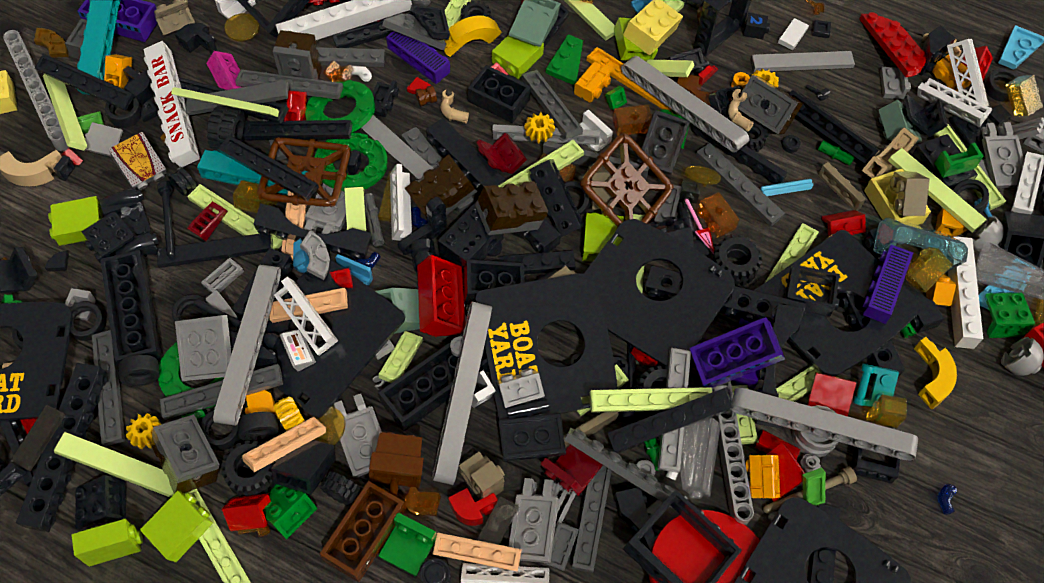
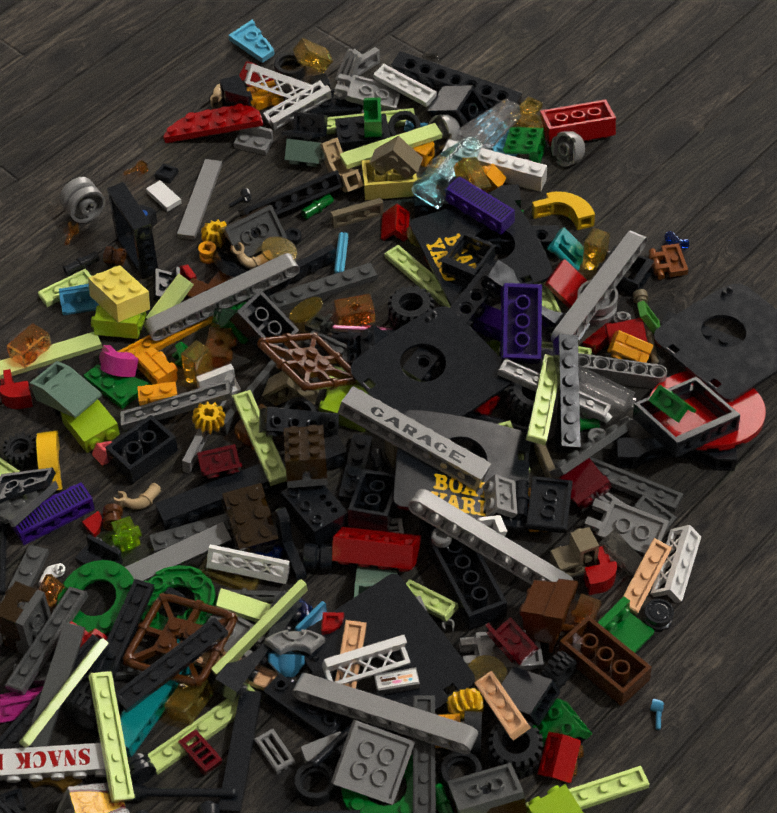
camera: 70 degrees left, 10 degrees down
(192, 146) = (111, 737): none -> yellowish green tile
(322, 224) = (262, 626): none -> yellowish green tile
(356, 434) = (512, 641): none -> dark red bracket
(408, 108) = (125, 534): none -> clear neon green brick
(553, 290) = (414, 438): none -> light grey brick
(562, 88) = (156, 392): none -> light orange brick
(584, 51) = (117, 363): none -> dark pink brick
(603, 104) = (196, 361): none -> clear yellow brick
(657, 104) = (221, 316): none -> clear green slope
(685, 527) = (670, 403): none -> green panel
(758, 129) = (277, 246): none -> clear yellow piece
(915, 501) = (673, 259): none -> dark orange plate

